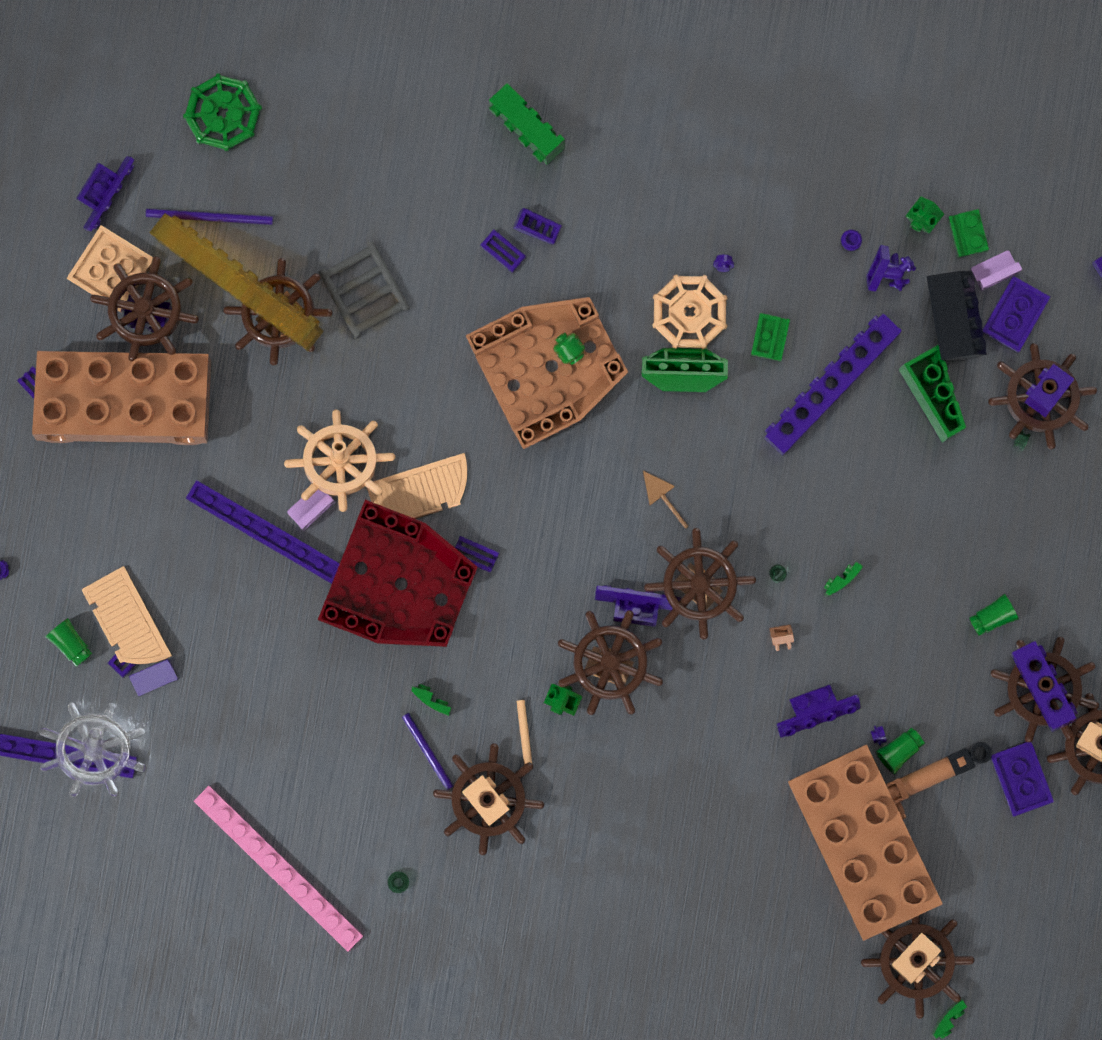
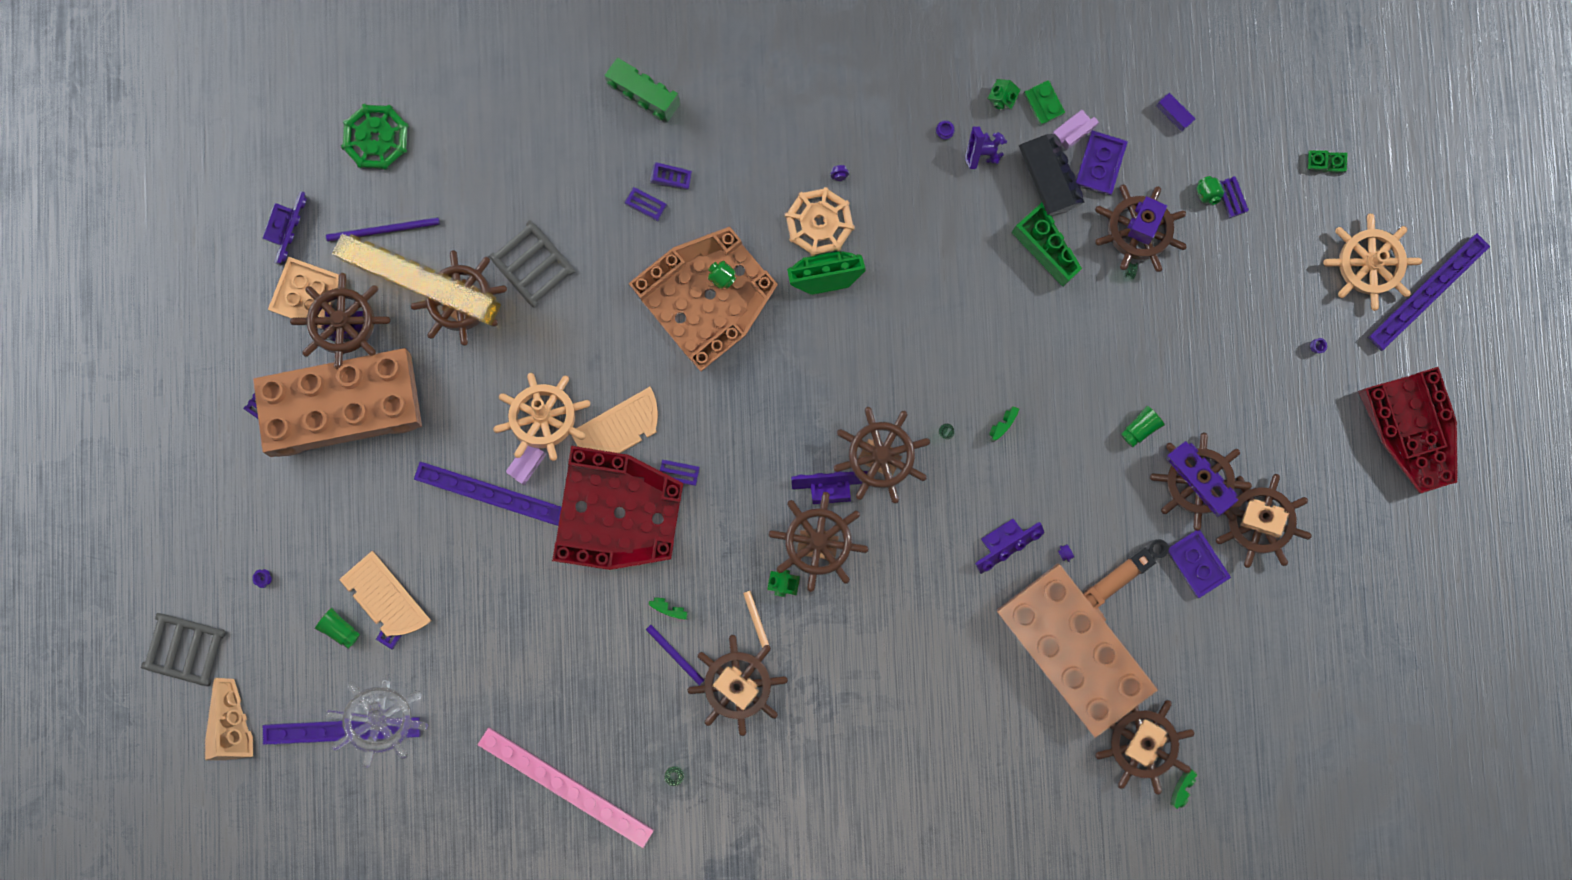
camera: 20 degrees left, 0 degrees up
(153, 677) = (419, 643): slope -> none
(657, 489) = (825, 381): medium nougat piece -> none
(770, 337) = (893, 228): green plate -> none
(781, 635) = (962, 484): nougat tile -> none
(888, 333) = (994, 201): dark purple brick -> none
(900, 750) = (1087, 562): green plant -> none

